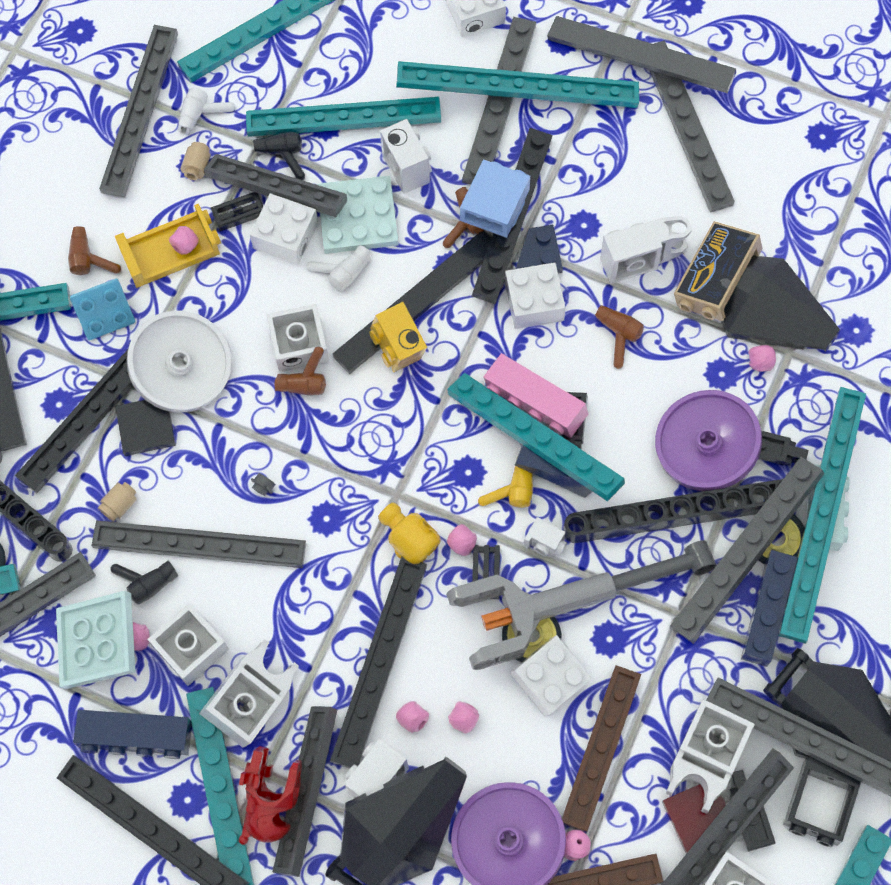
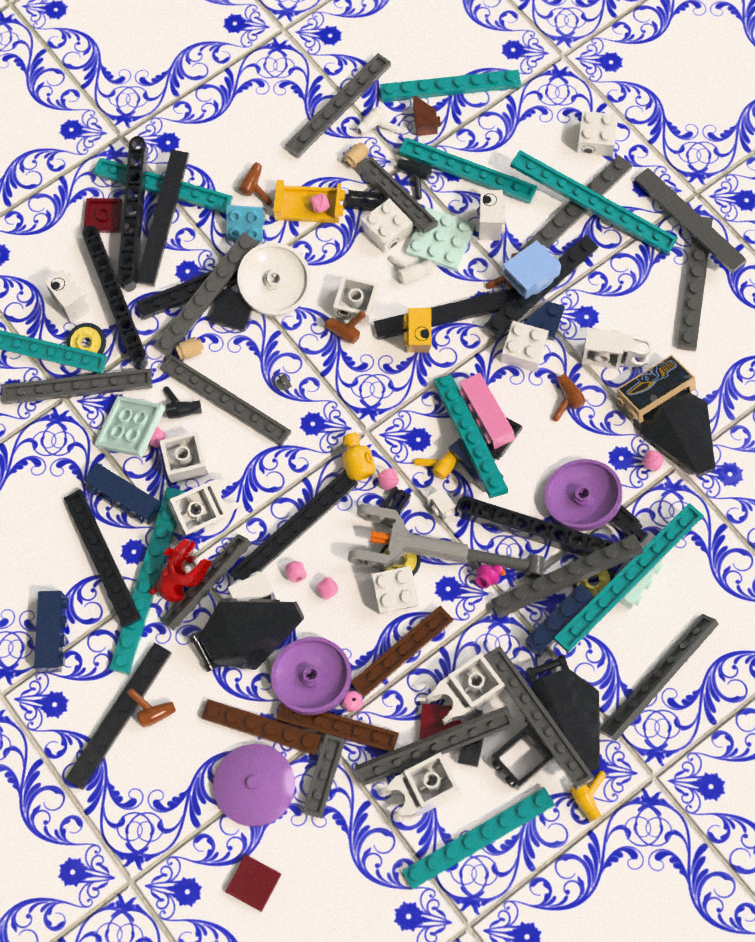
camera: 30 degrees right, 0 degrees up
(101, 424) = (205, 295): none -> dark grey plate
(256, 77) = (425, 118): none -> copper slope
(651, 597) = (488, 575): none -> dark pink animal

